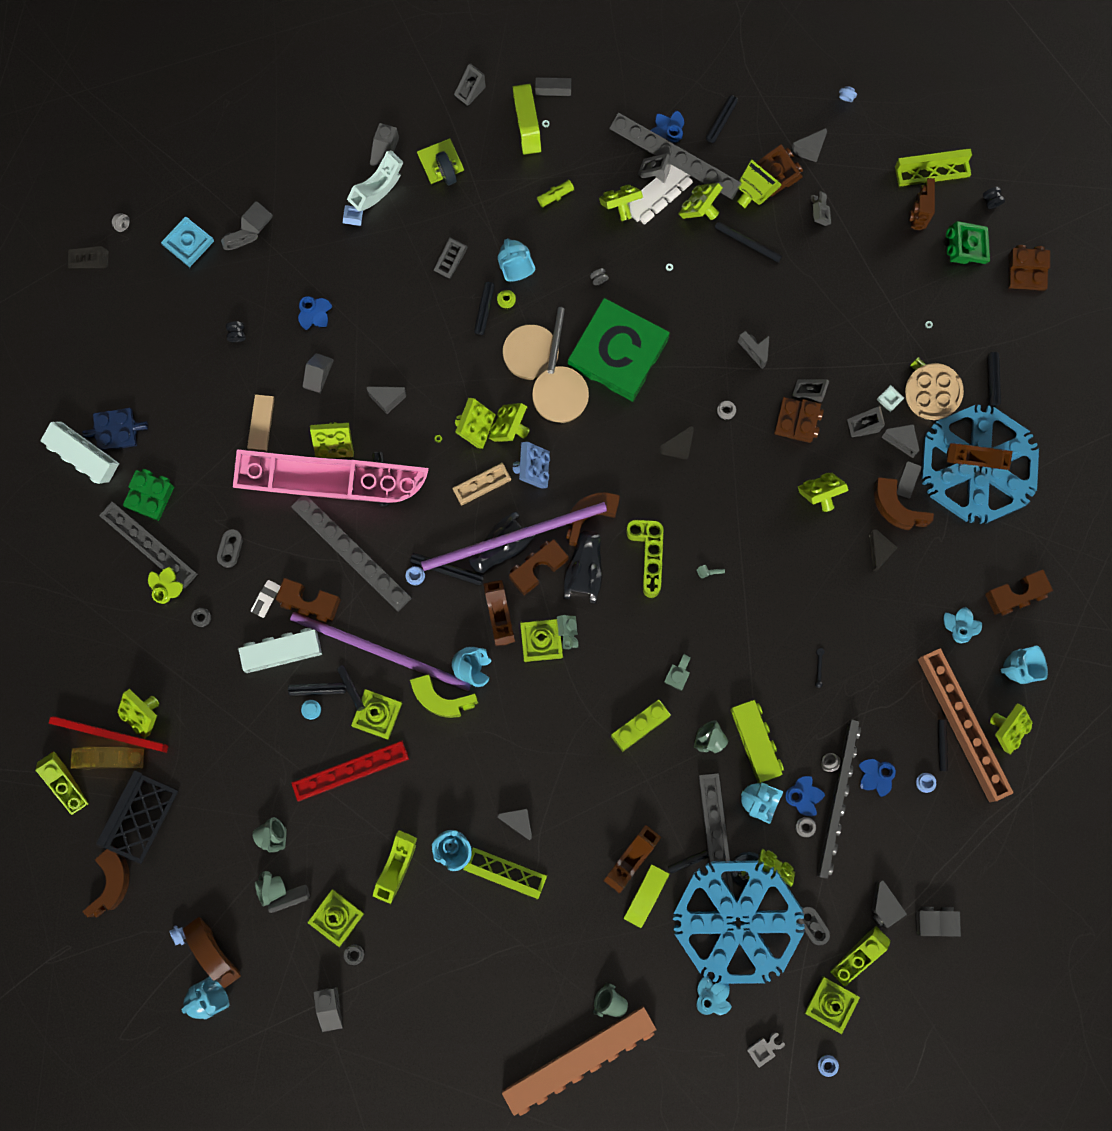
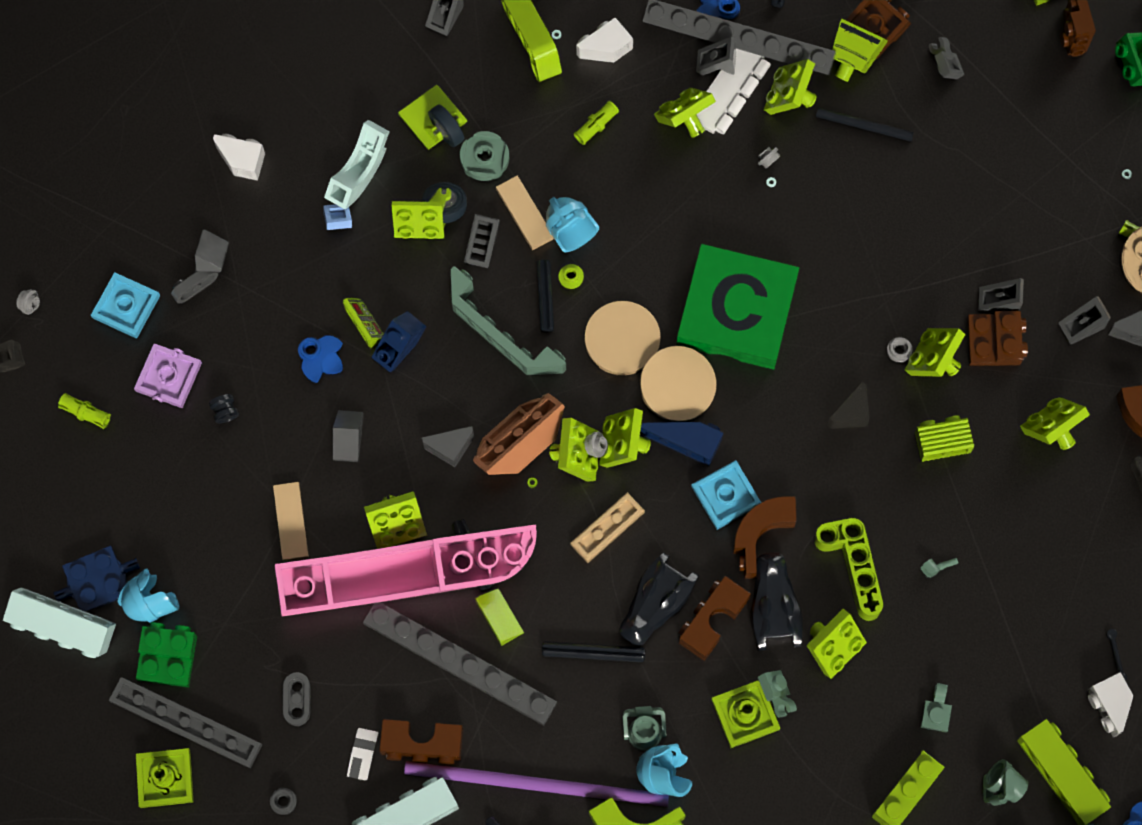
camera: 15 degrees left, 5 degrees down
(115, 578) = (152, 768): none -> lime plate
(138, 308) = (84, 410): none -> lime pin
(140, 454) = (139, 602): none -> medium azure helmet
(165, 583) = (225, 767): lime plate -> none
(203, 298) = (168, 375): none -> lavender plate
(298, 156) = (241, 156): none -> white slope
(351, 294) = (363, 321): none -> lime slope
(371, 314) = (398, 340): none -> dark blue slope
(384, 140) = (352, 114): dark grey slope -> none
(387, 527) = (499, 616): none -> lime slope
(415, 575) = (554, 671): light blue plate -> none
(416, 232) = (426, 219): none -> lime plate
(437, 404) = (520, 436): none -> nougat wedge
(467, 188) = (489, 169): none -> sand green plate
(467, 634) = (644, 731): none -> sand green piece
(468, 356) = (545, 363): none -> sand green slope
(486, 245) = (524, 212): none -> tan tile
(488, 422) = (596, 444): none -> light grey plate
(499, 613) = (680, 692): reddish brown arch -> none
(514, 536) = (672, 586): medium lavender piece -> none
(533, 465) = (670, 485): medium blue plate -> none
(556, 339) = (652, 314): dark grey bar -> none
(556, 435) = (688, 438): none -> dark blue slope
(572, 482) = (726, 494): none -> medium azure plate
(578, 138) = (605, 44): none -> white slope
(599, 276) = (684, 217): dark grey bush -> none
(619, 607) = (835, 643): none -> lime plate
(671, 248) = (768, 157): none -> light grey plate
(739, 481) = (944, 438): none -> lime brick
(751, 419) = (936, 353): none -> lime plate
(759, 351) = (918, 264): dark grey slope -> none
(806, 699) = (1113, 701): none -> white slope
(890, 398) = (1105, 282): light aqua tile -> none

